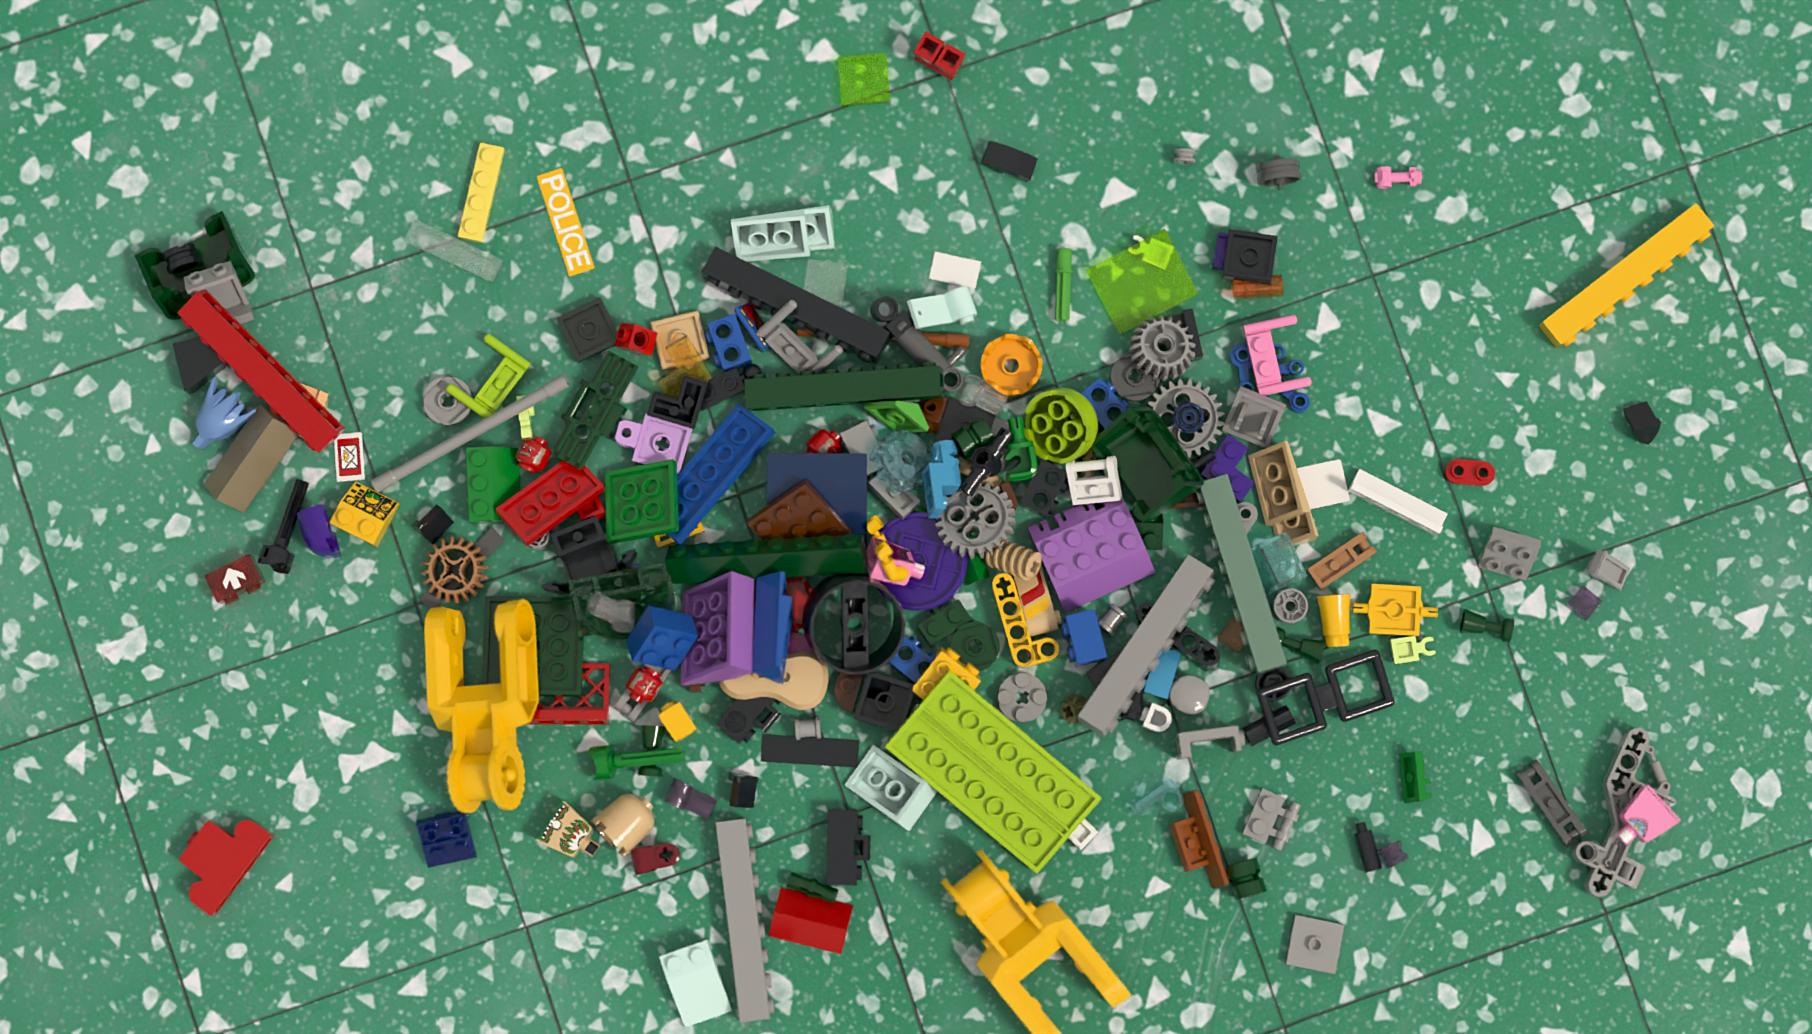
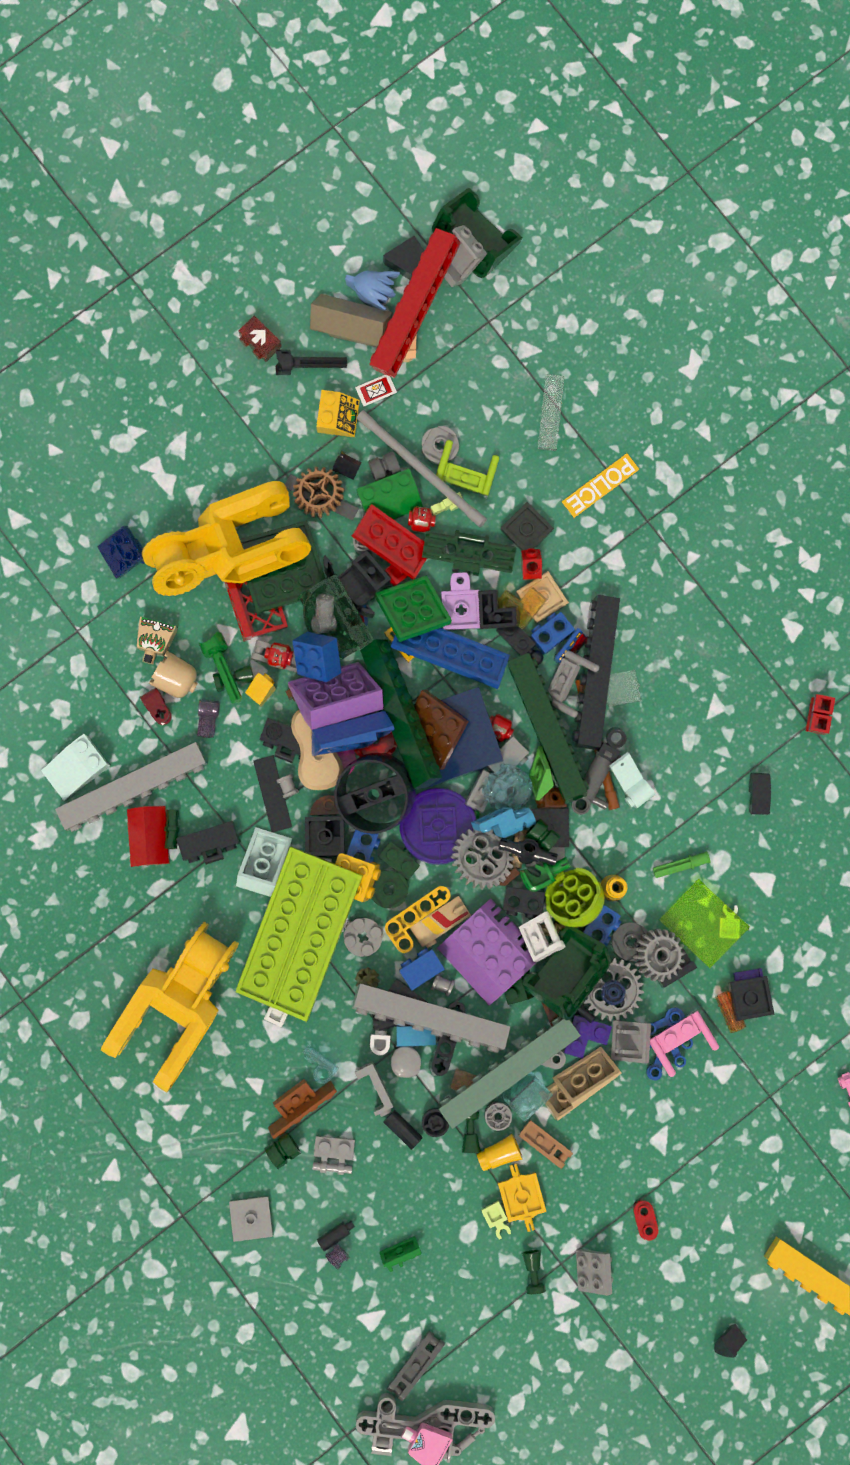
camera: 65 degrees right, 0 degrees up
(181, 258) = (477, 221): black wheel -> none
(222, 860) = (54, 399): red brick -> none
(317, 532) = (311, 385): dark purple brick -> none
(452, 478) = (384, 467): none -> dark grey wheel
(481, 192) = (600, 417): light yellow plate -> none
(742, 790) = (227, 753): black tile -> none
(783, 234) = (646, 645): light aqua slope -> none
(864, 79) = (782, 666): clear neon green tile -> none
(887, 560) = (429, 803): torso -> none
(955, 270) = (664, 781): white sticker -> none
(976, 393) = (577, 827): clear piece -> none
(976, 570) = (445, 871): green slope -> none
(1015, 348) = (620, 843): light orange plate -> none
(1015, 560) = (462, 898): tan piece -> none
(1056, 380) = (607, 884): none -> yellow plant
(1184, 156) = (810, 923): light grey bush -> none
(1278, 172) = (823, 998): dark grey wheel -> none
(1324, 484) = (599, 1111): white sticker -> none
(1325, 697) = (438, 1166): black bar -> none
(1397, 502) = (604, 1172): white fence -> none
(1584, 602) = (576, 1341): clear purple plate -> none
(1608, 569) = (607, 1352): light grey tile -> none

